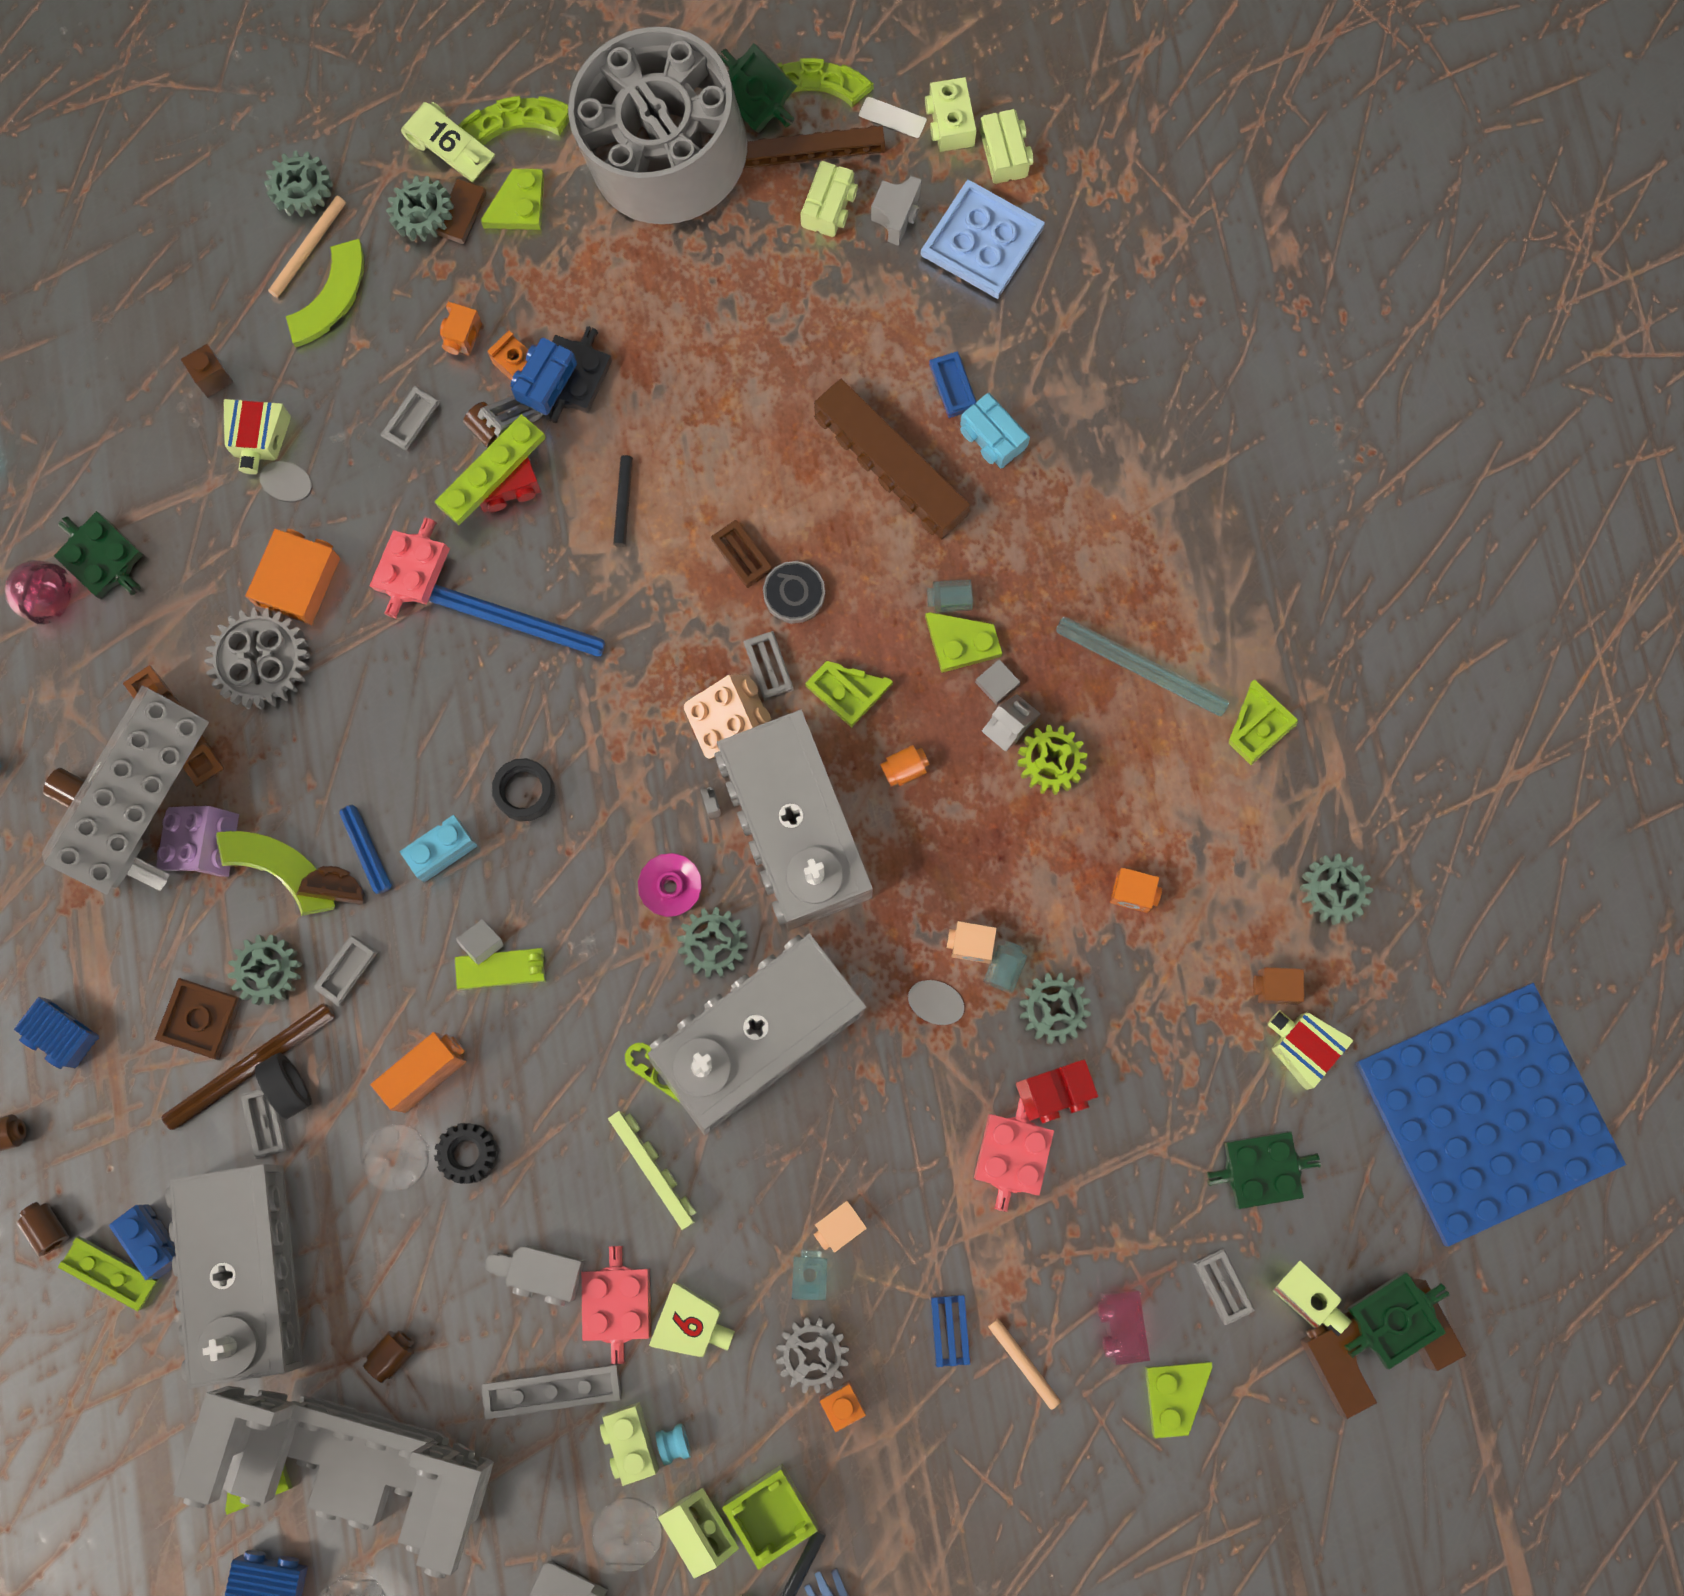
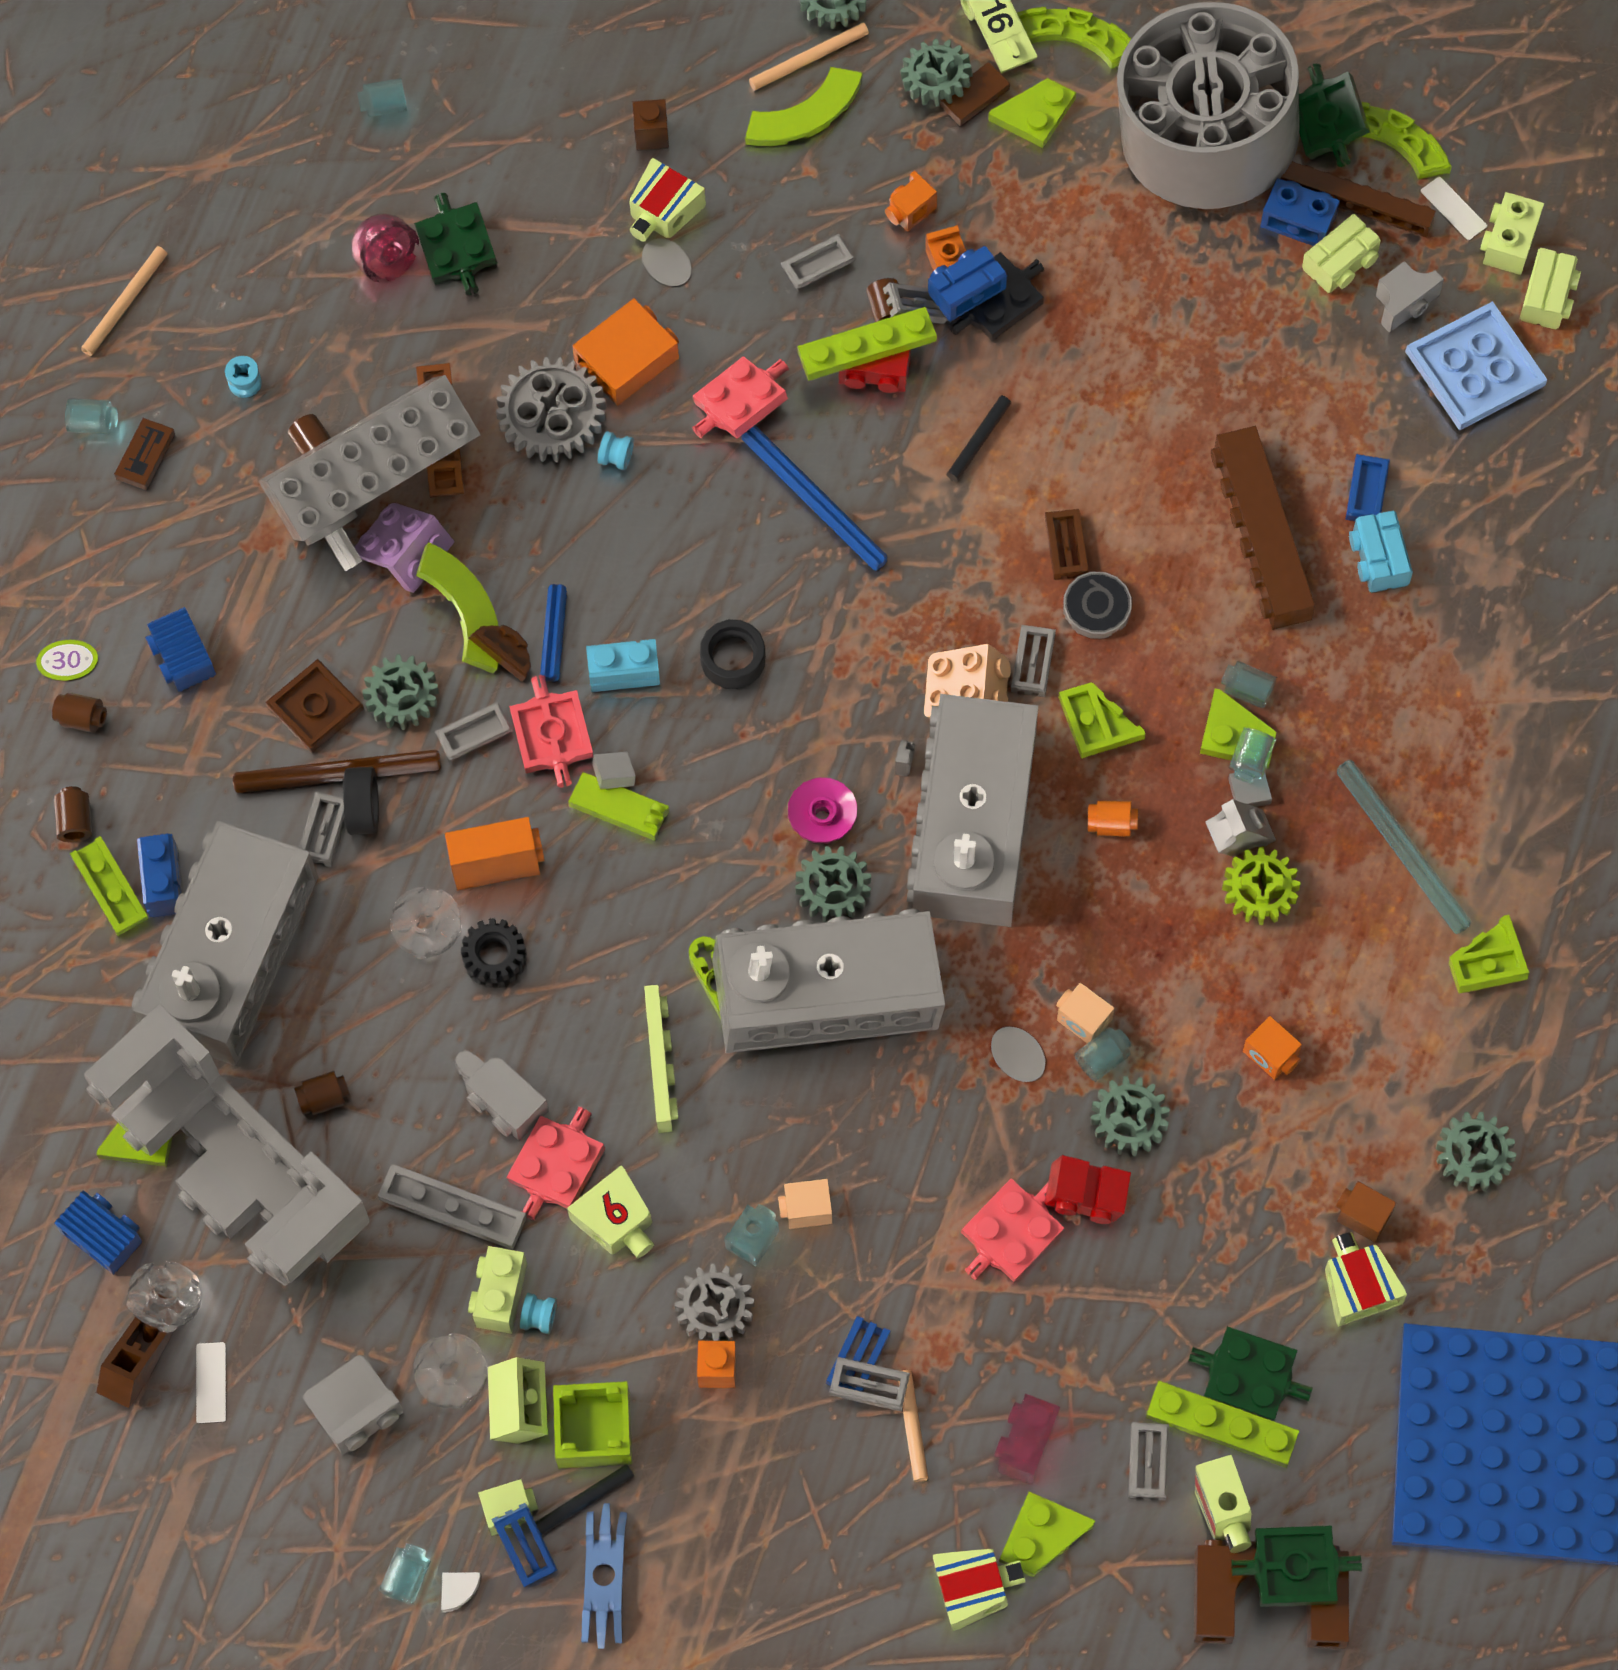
camera: 30 degrees right, 10 degrees down
(331, 666) = (615, 450): none -> medium azure wheel
(409, 936) = (551, 731): none -> coral plate
(776, 181) = (1299, 212): none -> blue brick
(945, 1360) = (863, 1397): none -> light grey tile
(988, 656) = (1251, 755): none -> clear light blue brick
(1148, 1473) = (974, 1584): none -> torso
(1264, 1223) = (1222, 1424): none -> lime plate

